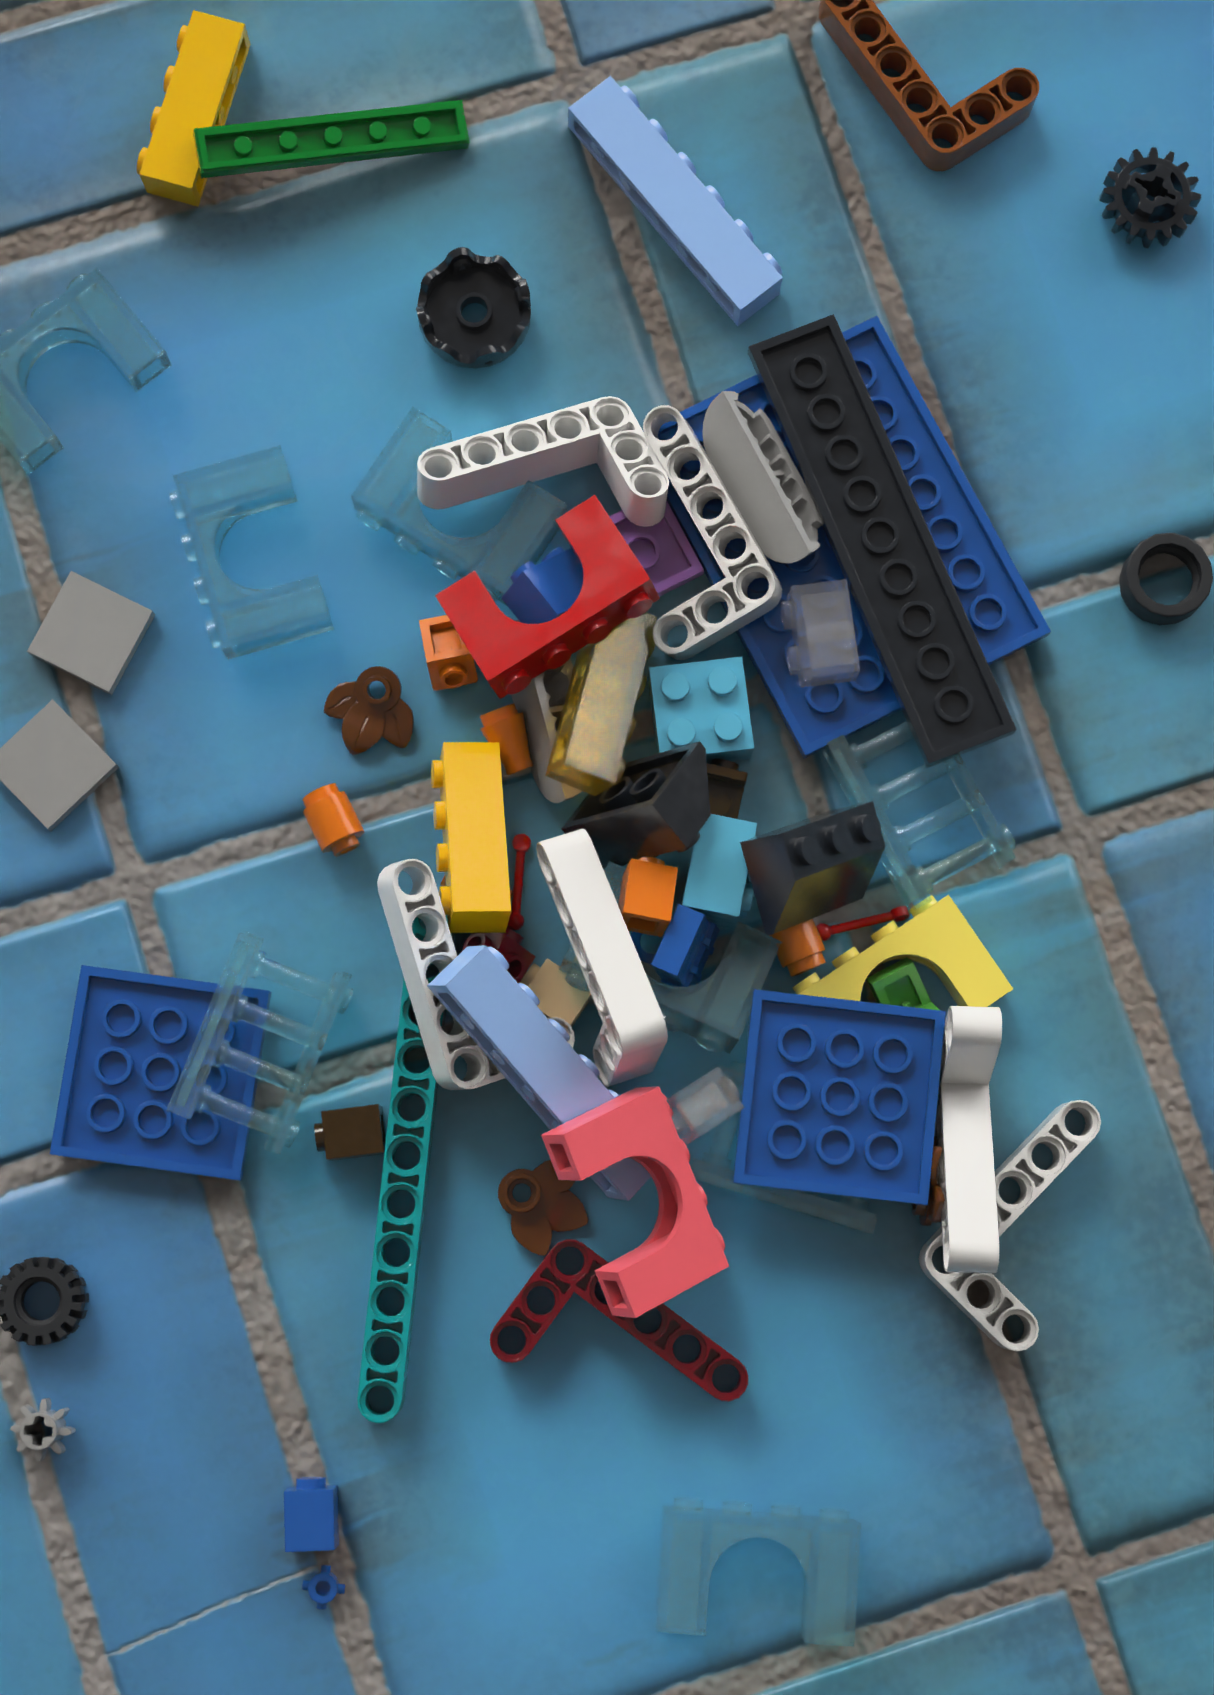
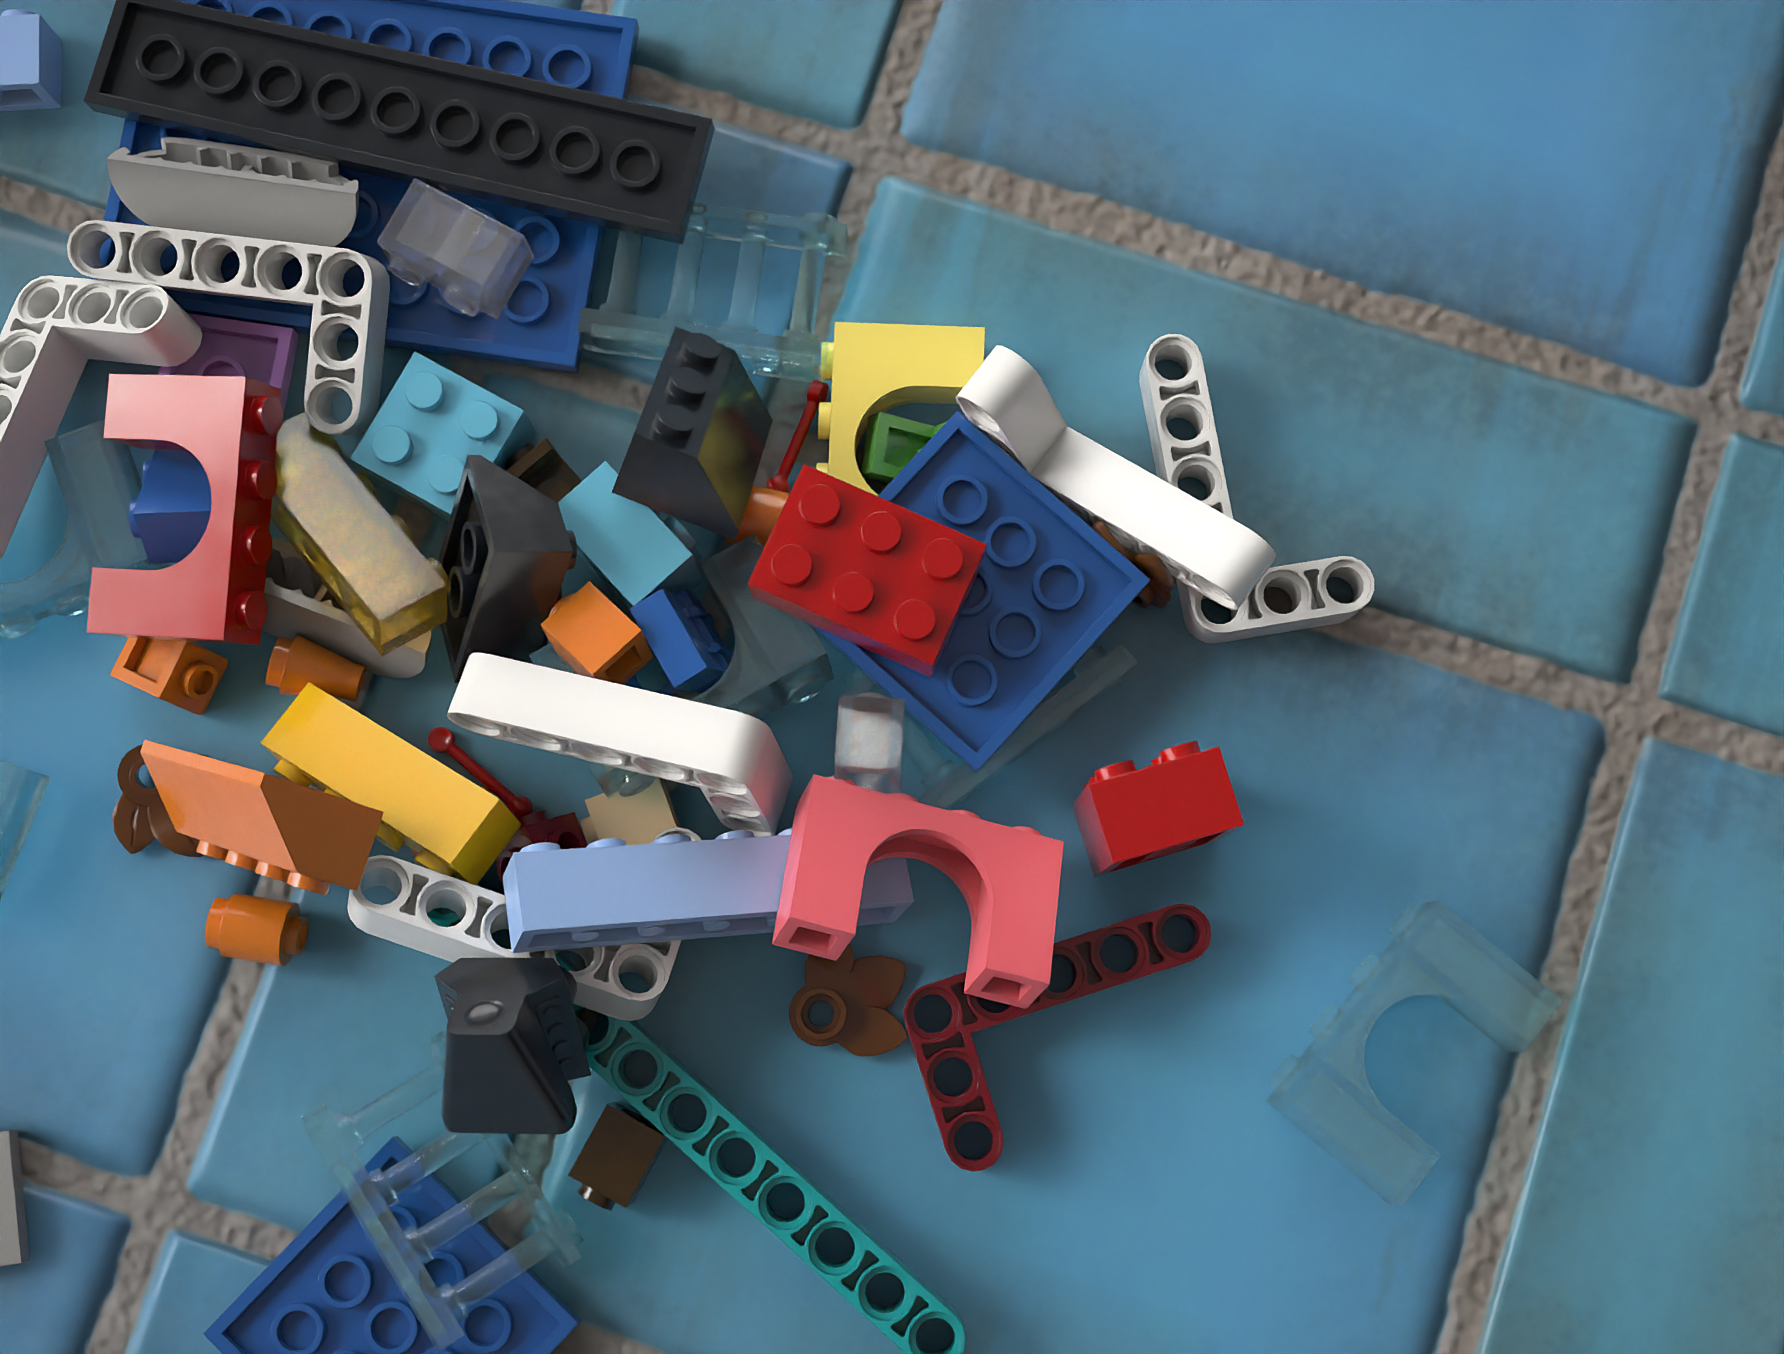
camera: 50 degrees left, 0 degrees up
(373, 1024) = (510, 1046): none -> black piece
(399, 782) = (264, 820): none -> orange slope
(788, 1310) = (1156, 810): none -> red brick
(804, 1029) = (867, 570): none -> red brick

